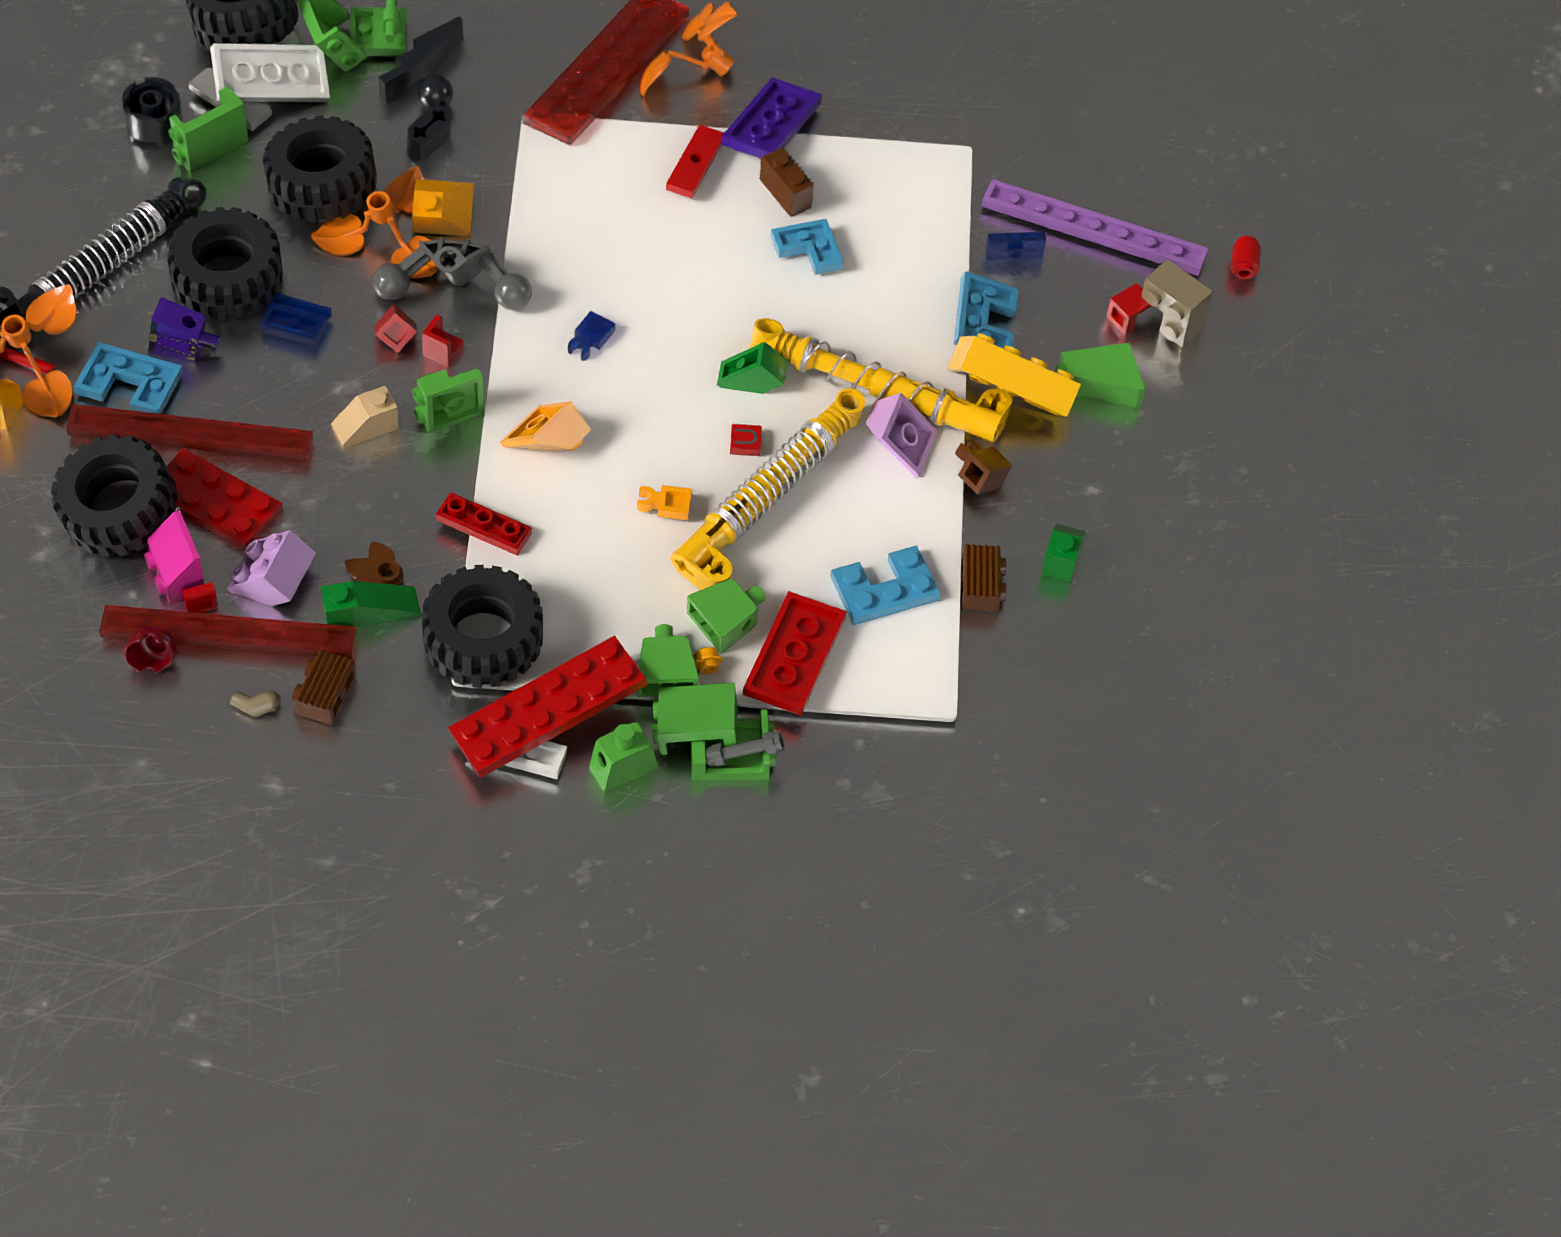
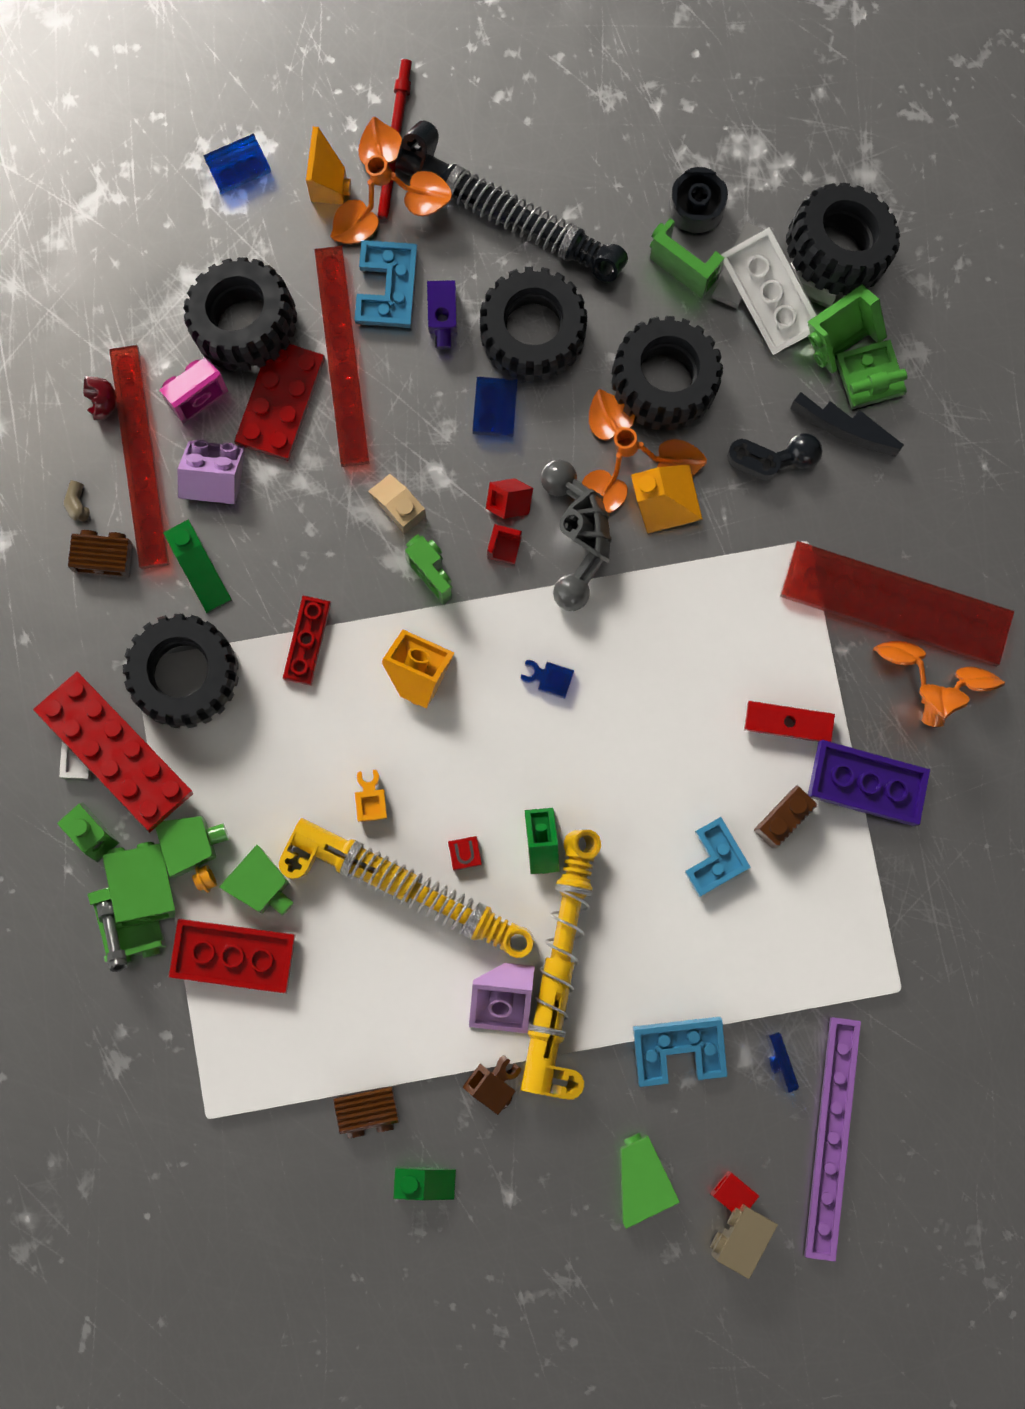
camera: 80 degrees right, 25 degrees up
(200, 598) = (164, 421): red tile -> none
(376, 567) = (241, 556): reddish brown plate -> none
(910, 589) = (310, 1012): dark azure plate -> none
(1015, 374) = (601, 1092): yellow wedge -> none
(1246, 257) = (836, 1302): red brick -> none

